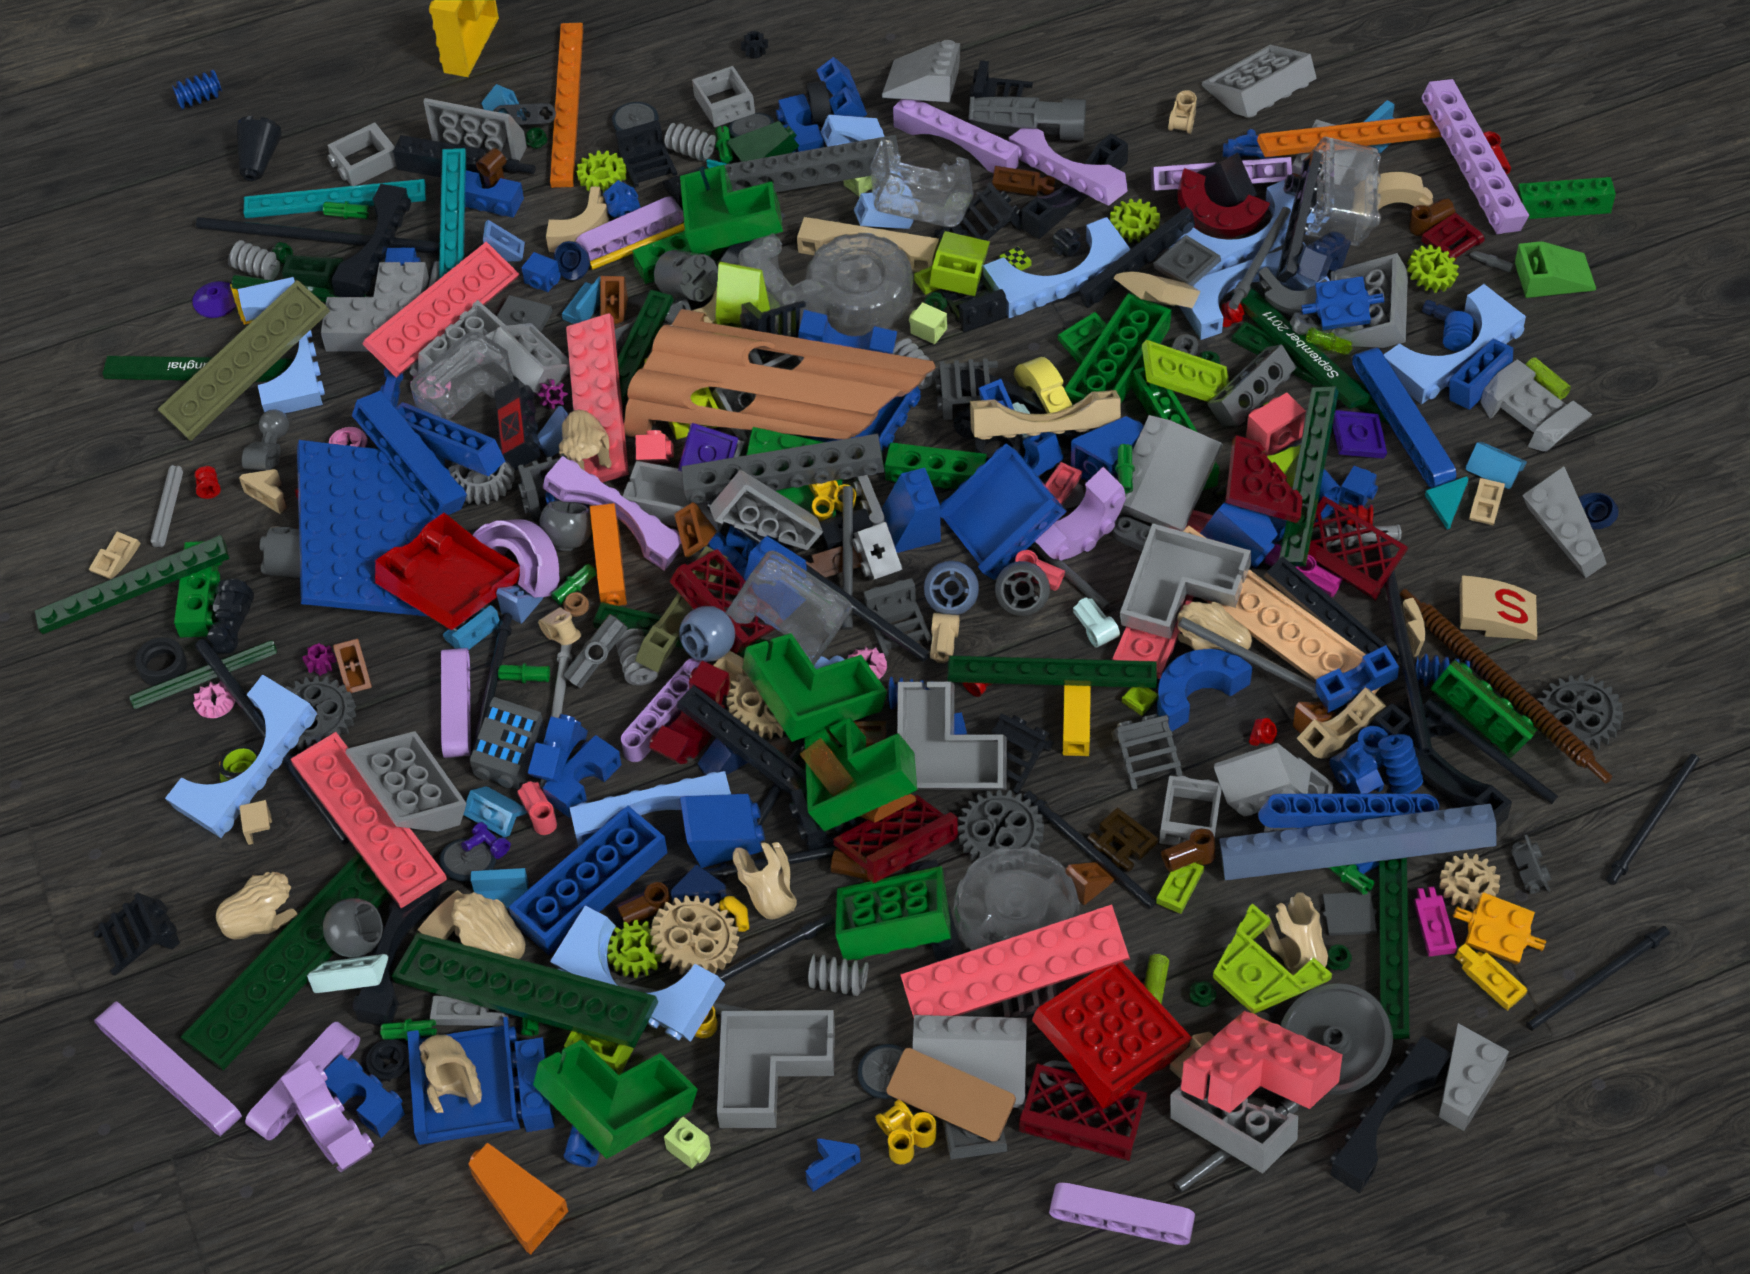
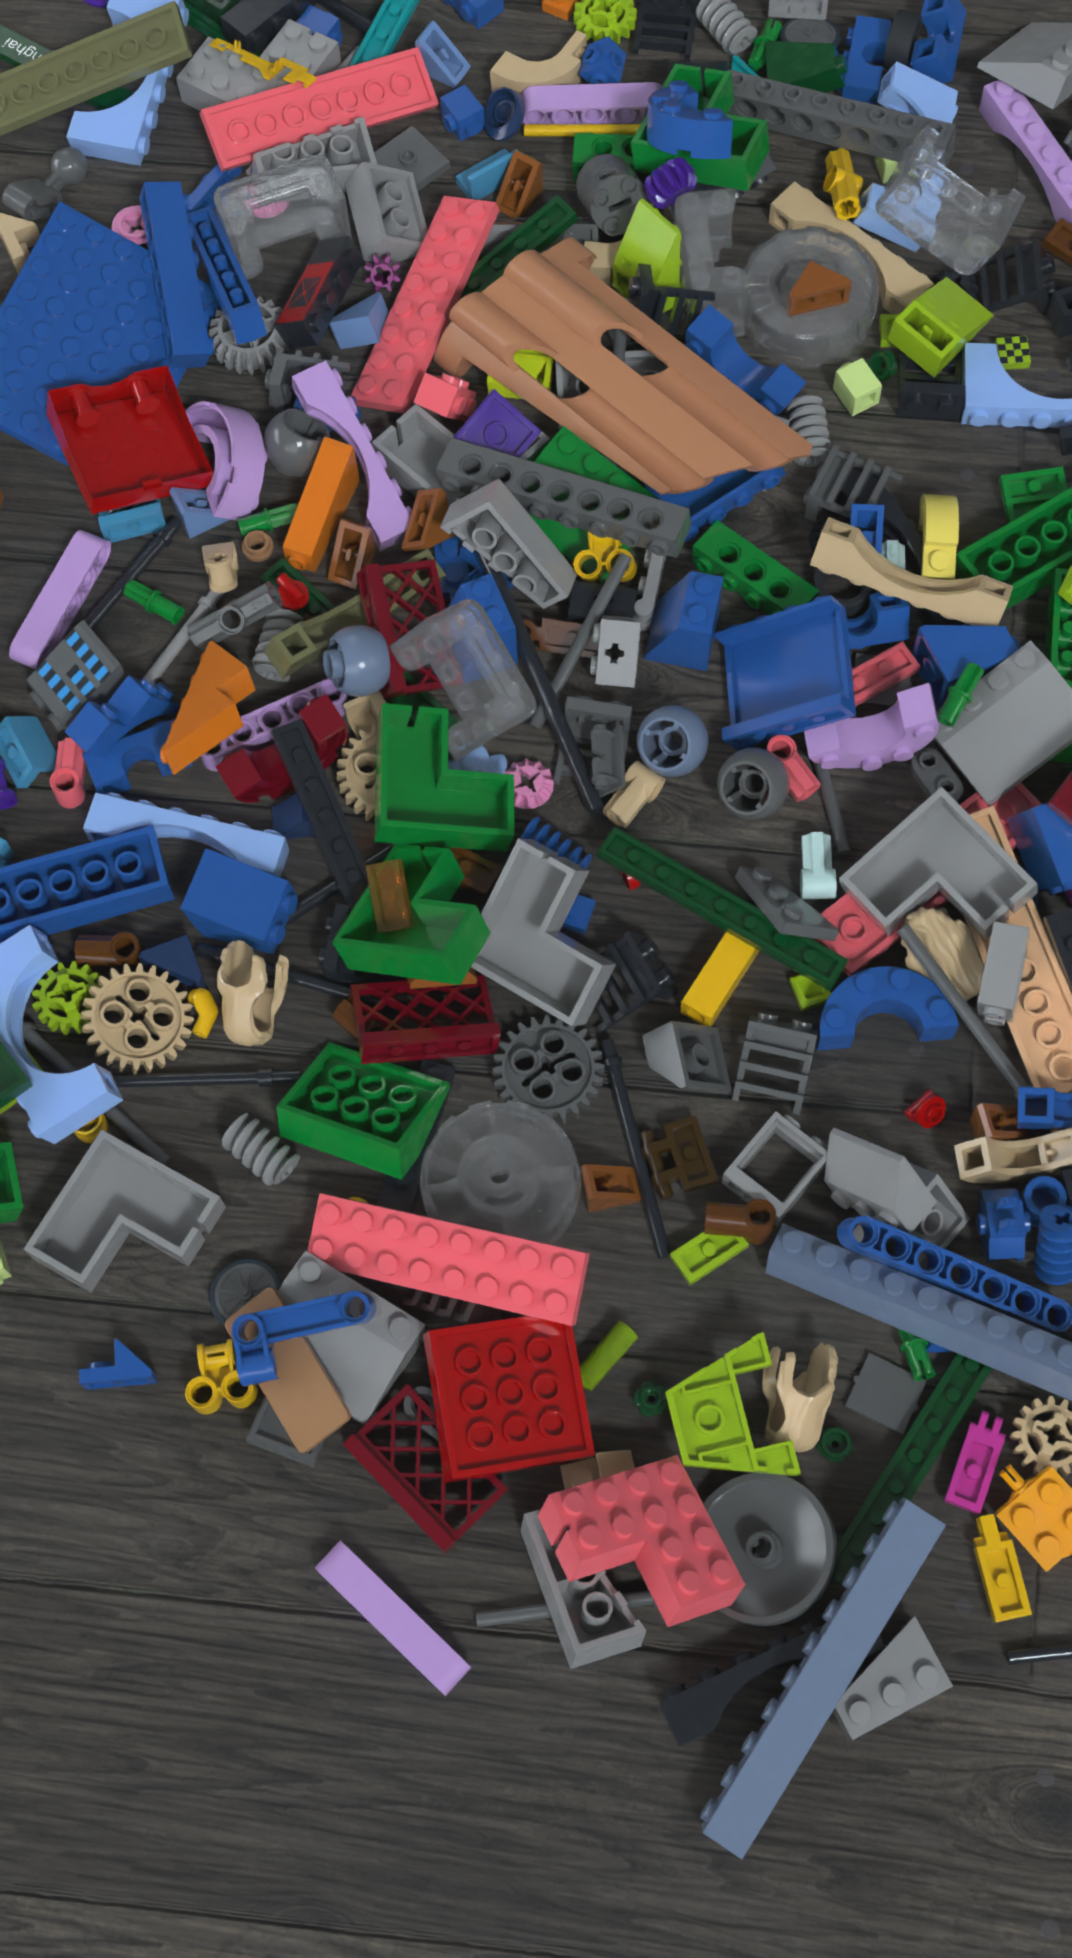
camera: 30 degrees right, 15 degrees up
(414, 292) = (298, 72): none -> yellow piece
(584, 438) = (372, 339): tan hair -> none
(619, 712) = (208, 709): none -> orange slope
(627, 617) = (293, 593): none -> red plate
(648, 577) = (351, 552): none -> dark orange slope
(712, 209) = (677, 124): none -> blue brick
(728, 246) = (670, 182): none -> dark purple gear
(837, 205) = (843, 184): none -> yellow piece
(871, 270) = (818, 290): none -> dark orange slope
(915, 619) = (609, 765): none -> dark grey hinge
(928, 1092) = (256, 1358): none -> blue piece
(1086, 773) = (688, 1056): none -> dark grey slope
(1092, 652) = (783, 907): none -> dark grey wing
(1261, 617) = (1002, 973): none -> light grey window
(1425, 1089) = (821, 1677): none -> sand blue brick

